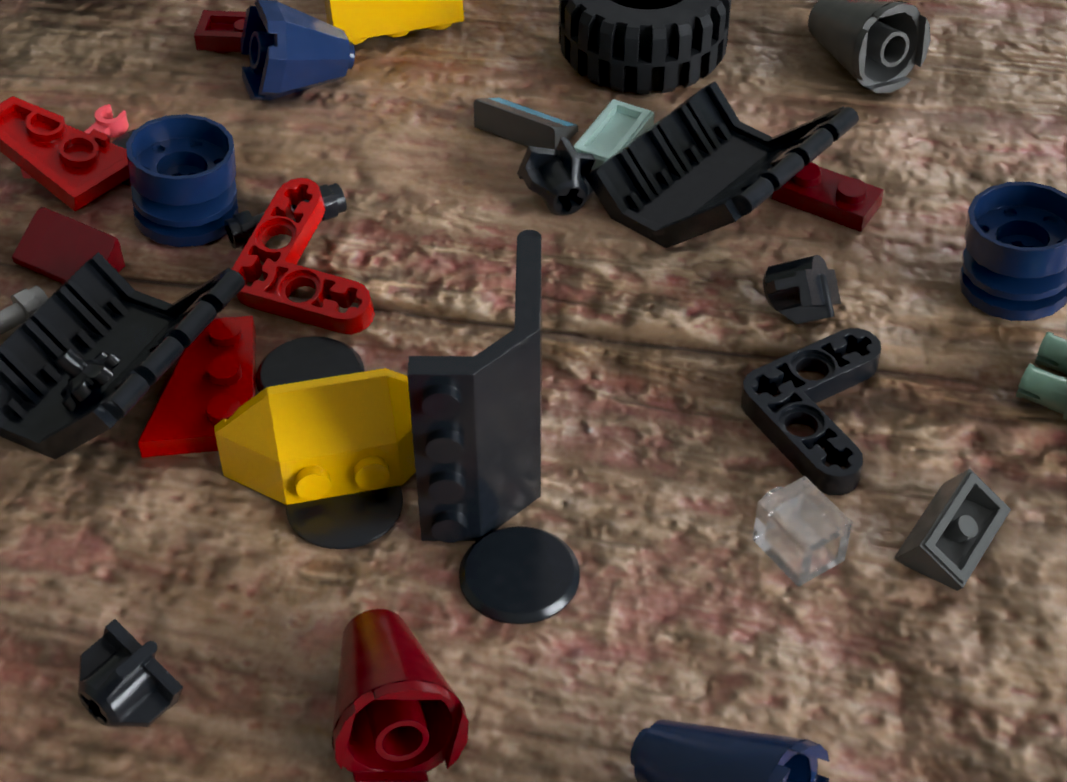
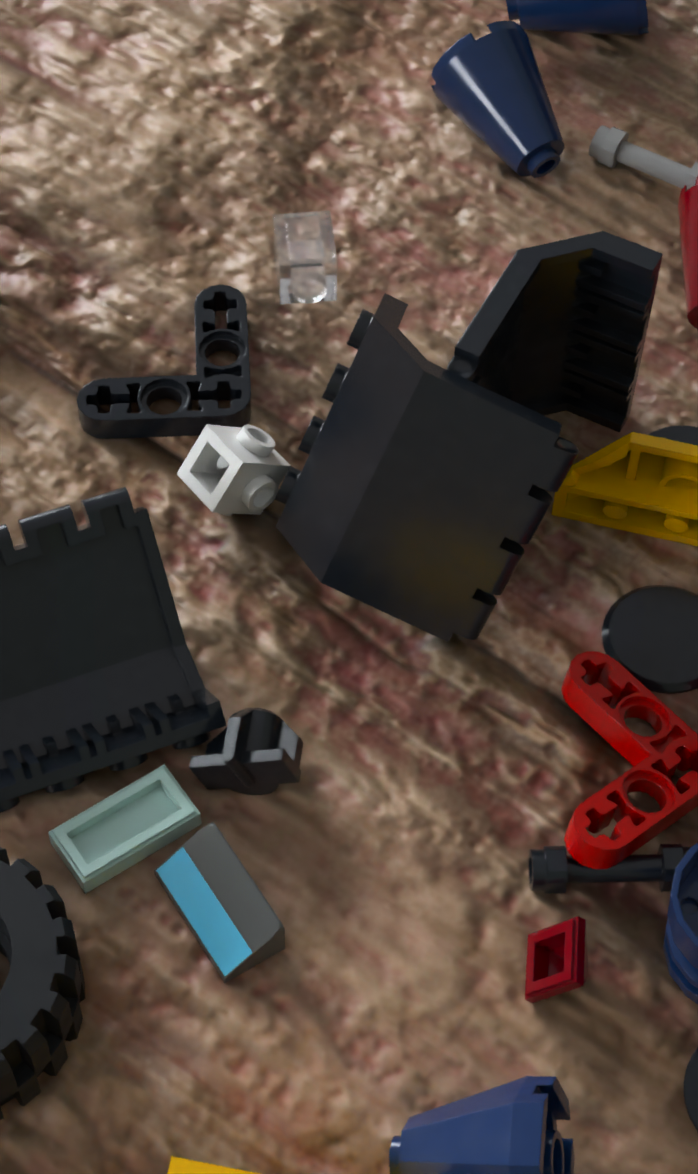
camera: 155 degrees left, 10 degrees up
(297, 158) = (556, 960): none -> dark red slope
(475, 268) = (419, 484): none -> black hinge
(703, 299) = (234, 469): none -> white brick
(802, 289) = (101, 470): black piece -> none
(954, 531) = (170, 231): dark grey slope -> none

